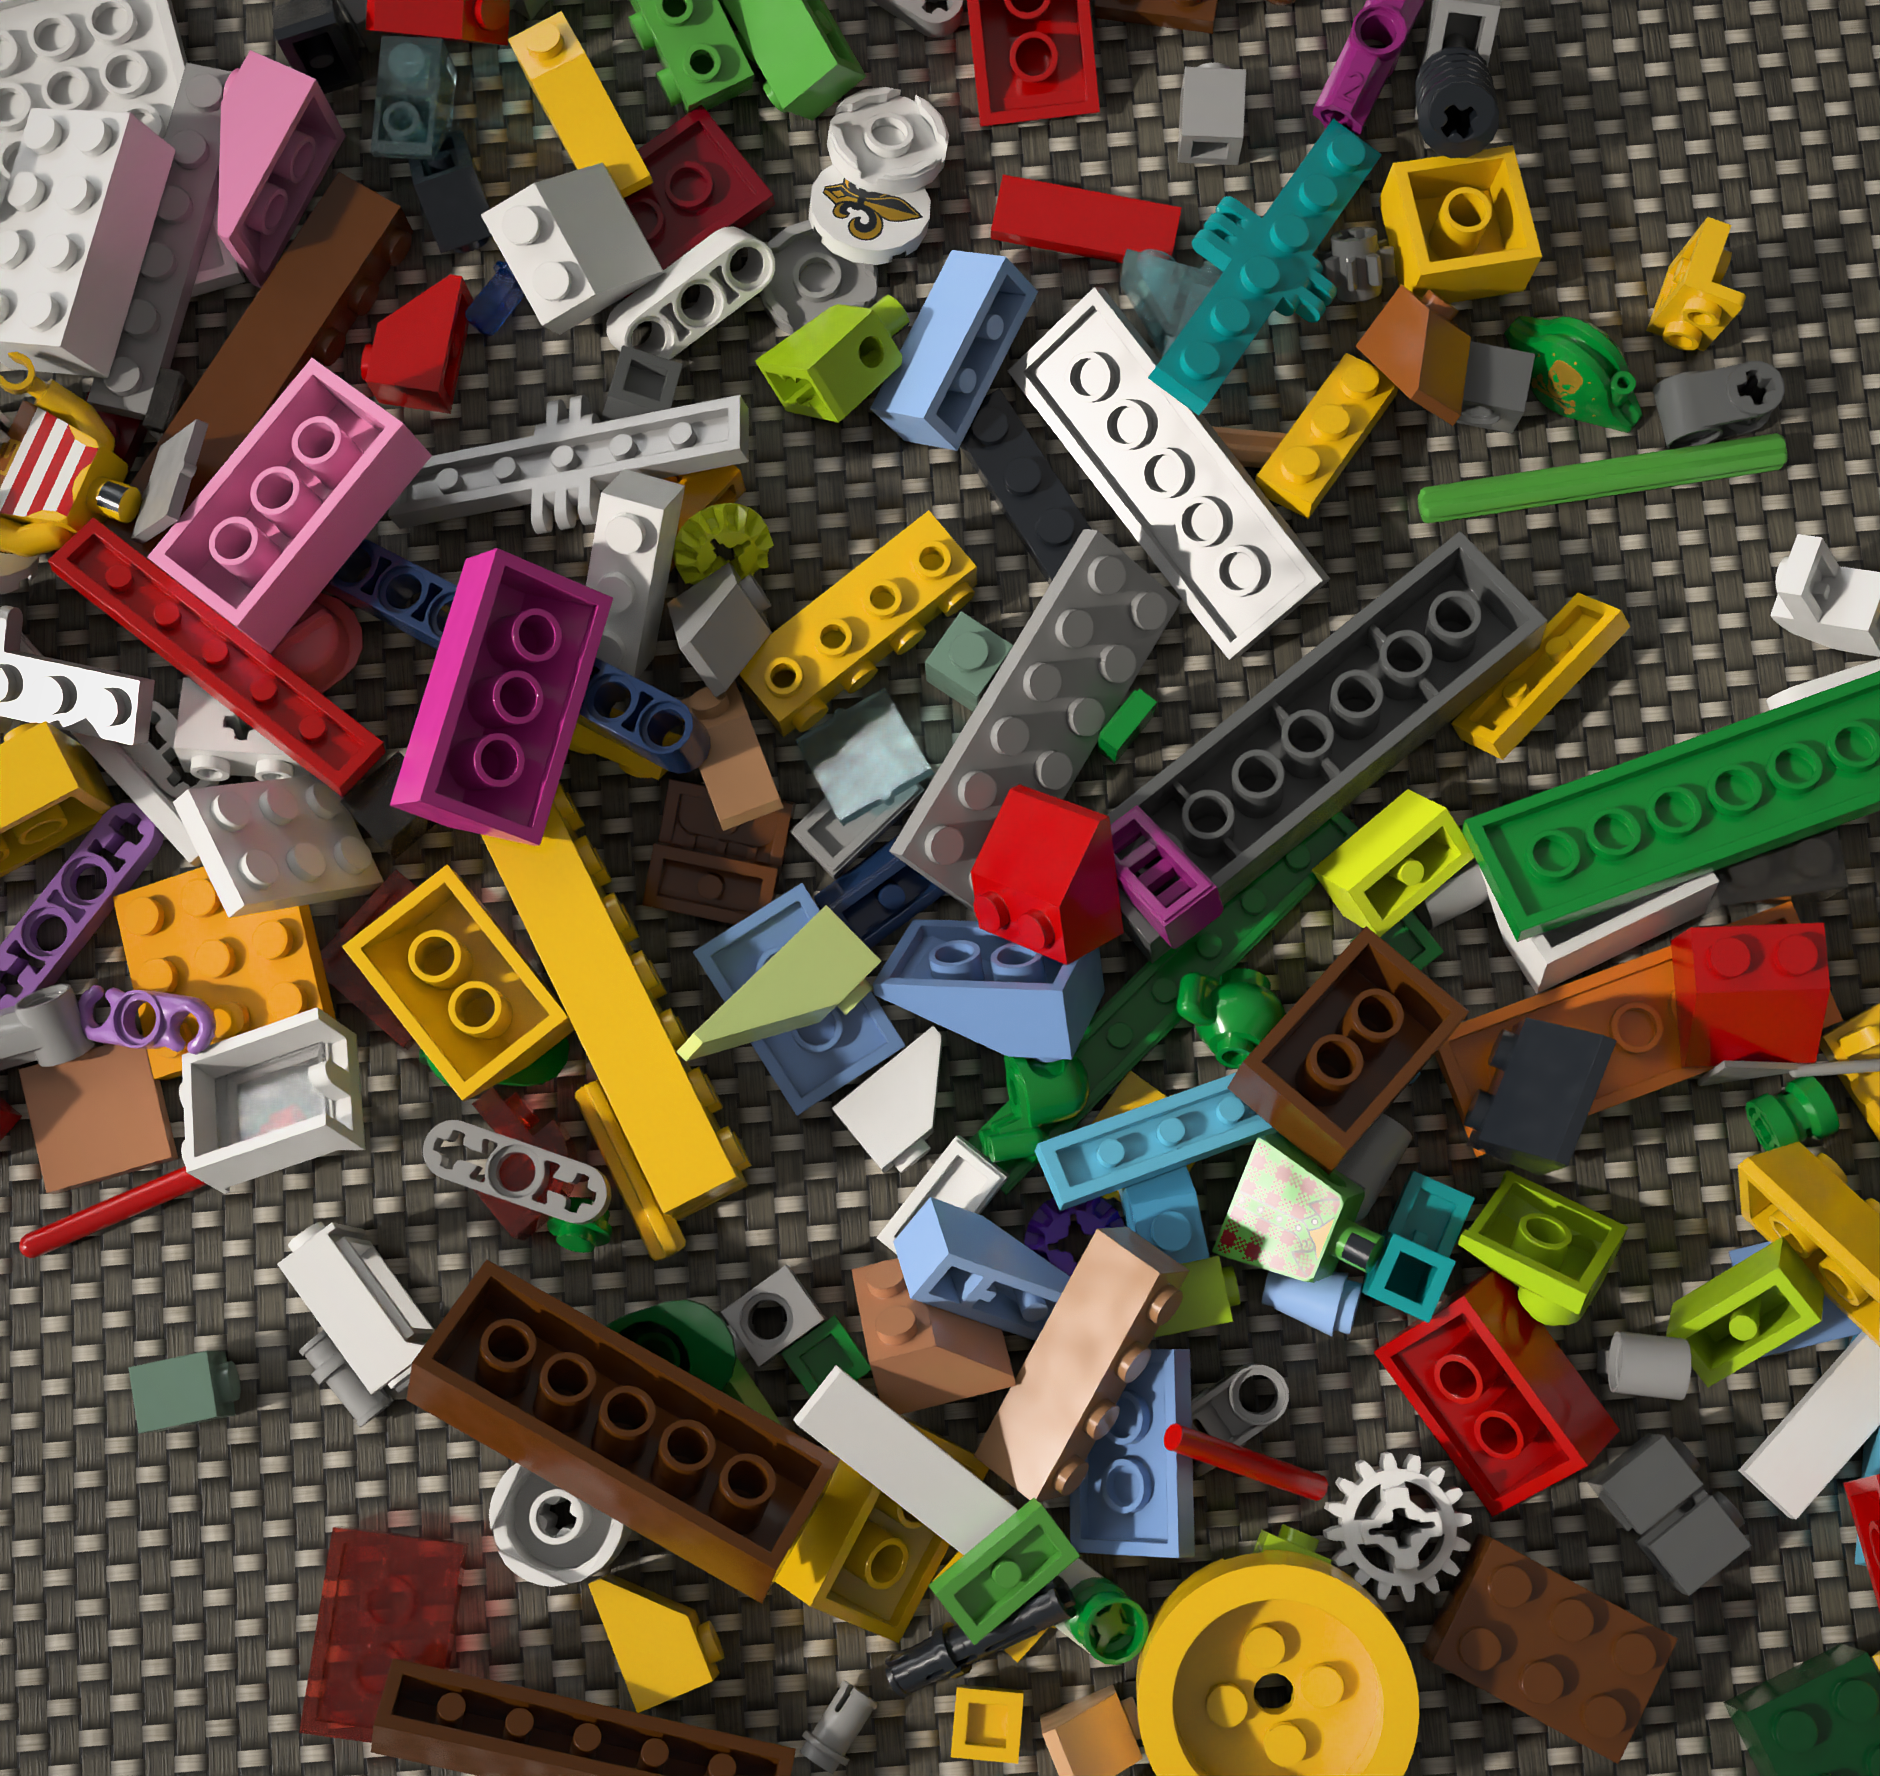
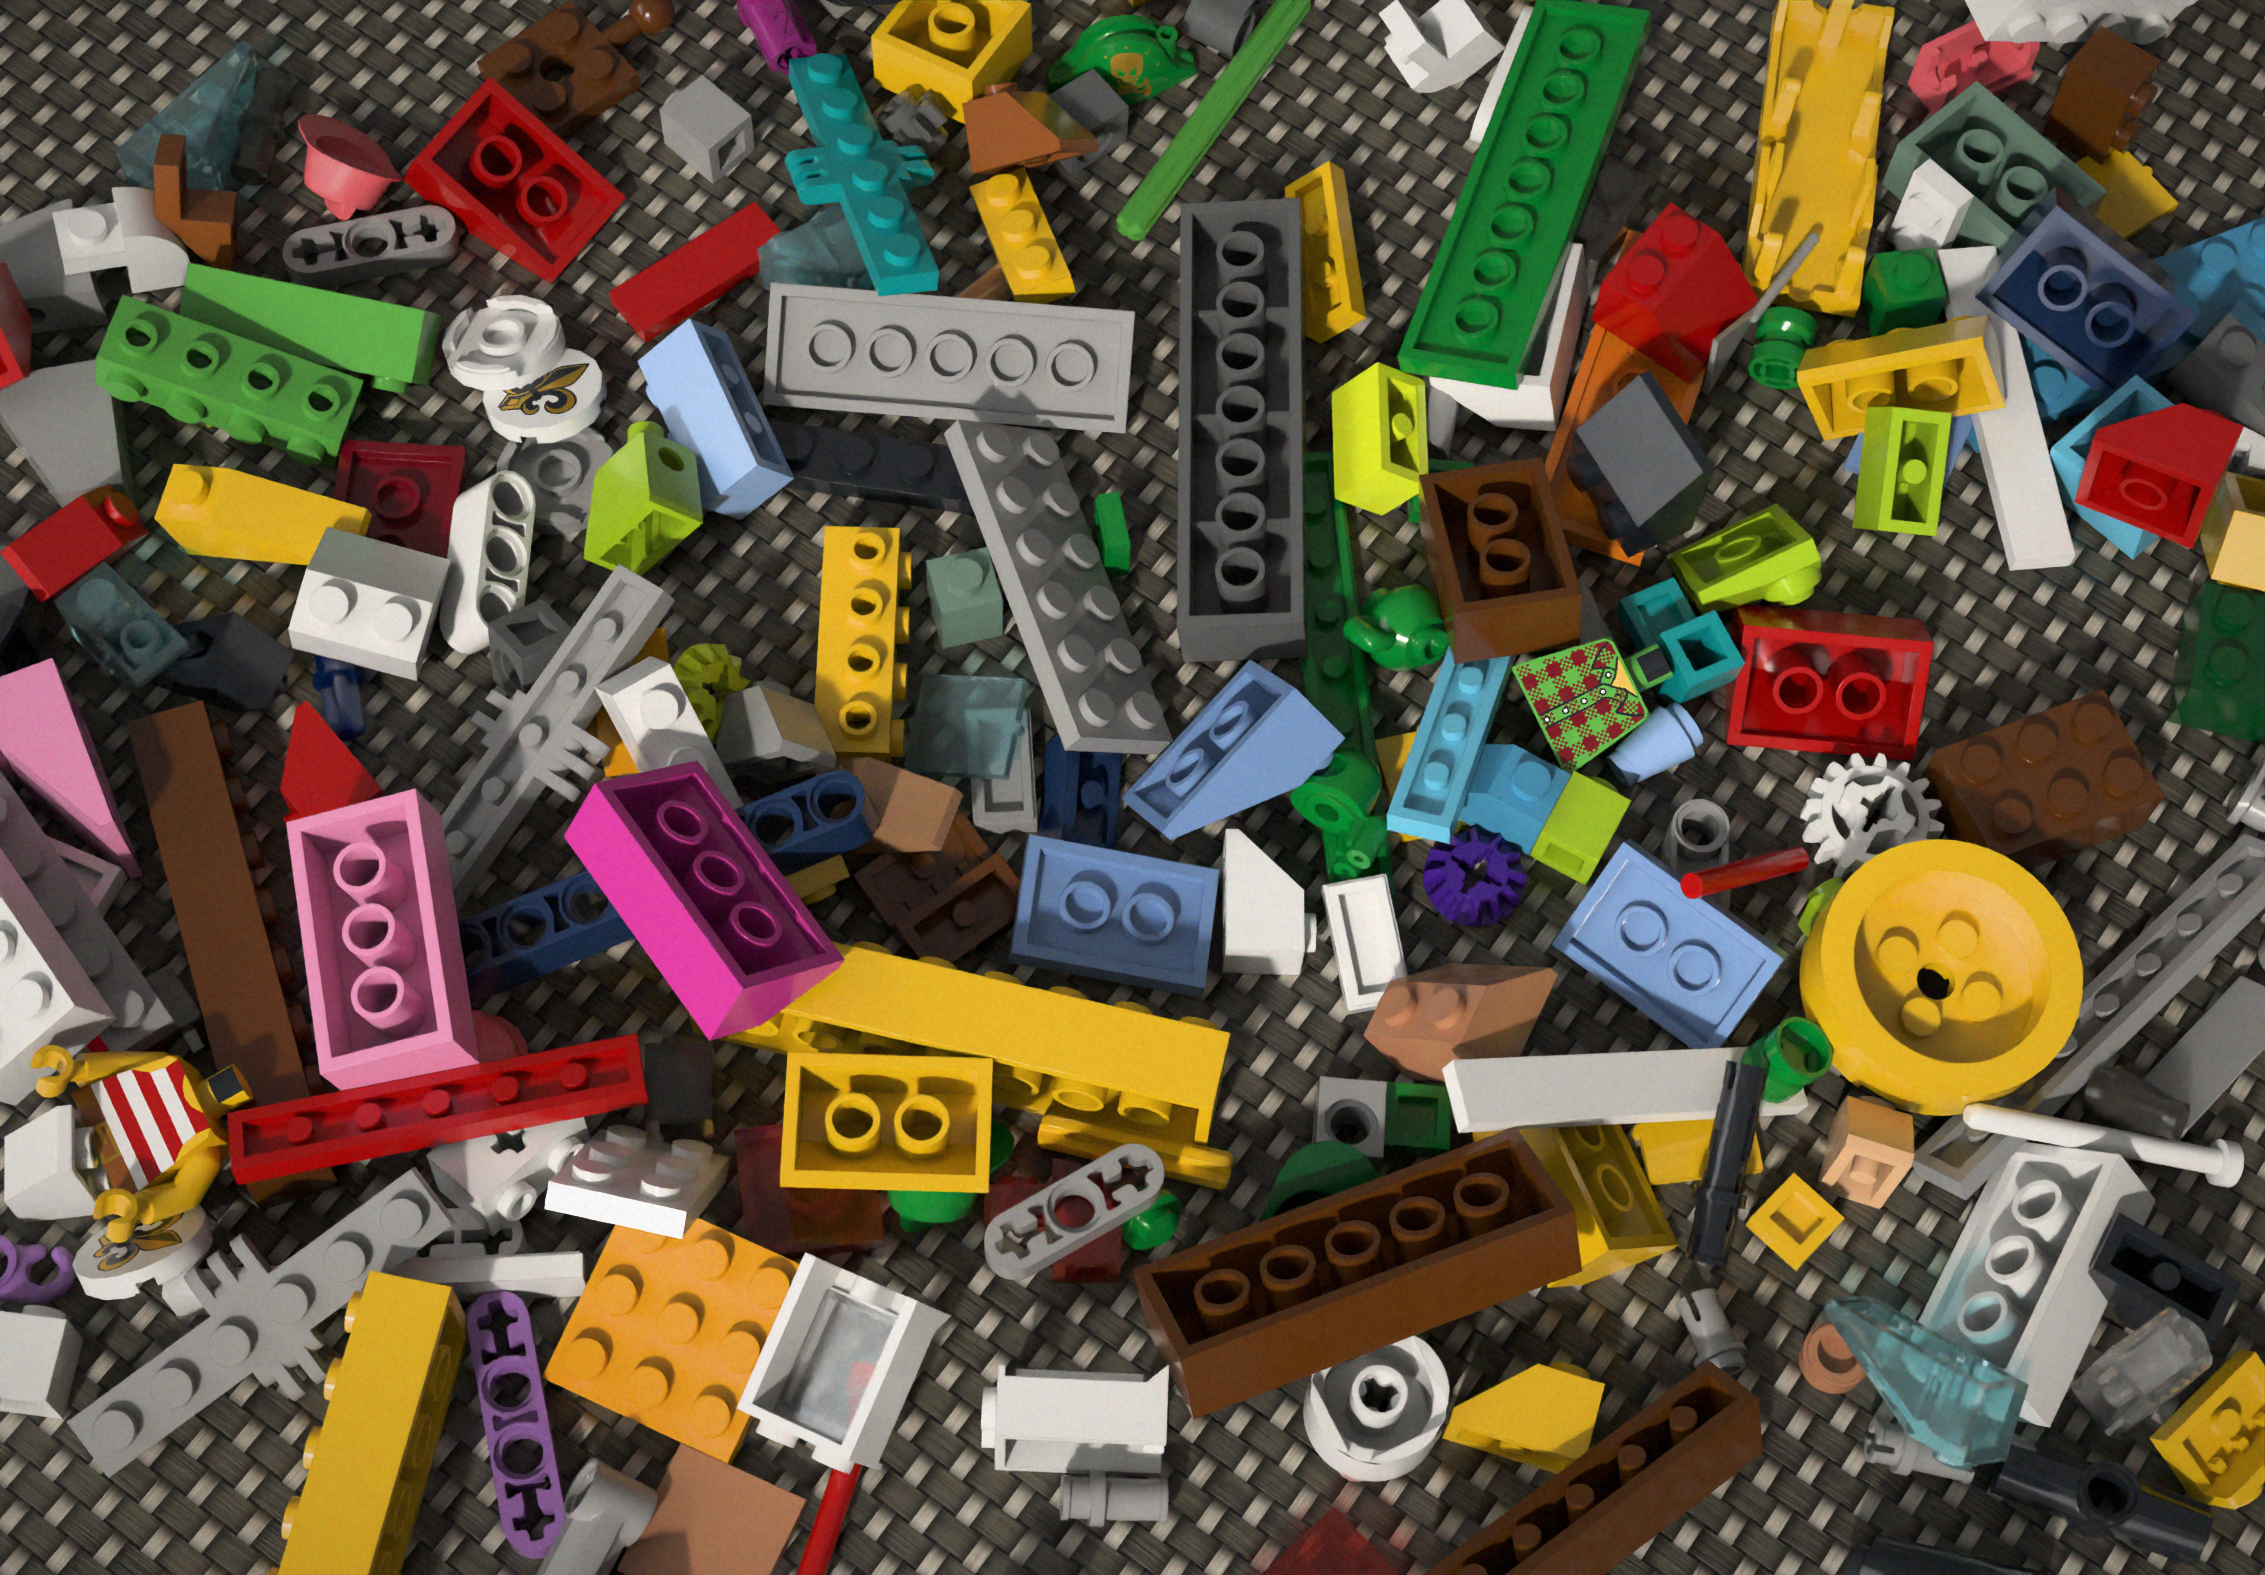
camera: 60 degrees left, 15 degrees down
(169, 482) = (265, 1023): light grey piece -> none
(169, 1011) = (690, 1383): medium lavender piece -> none
(794, 989) = (1113, 881): yellowish green slope -> none
(977, 1270) = (1455, 937): light blue slope -> none
(1004, 1570) = (1694, 1089): bright green plate -> none
(1048, 877) = (1187, 651): red slope -> none
(1082, 1364) = (1579, 919): brick -> none
(1183, 906) = (1282, 593): magenta slope -> none
(1646, 1365) = (1887, 563): light grey piece -> none
(1692, 1538) = (2024, 634): dark grey piece -> none

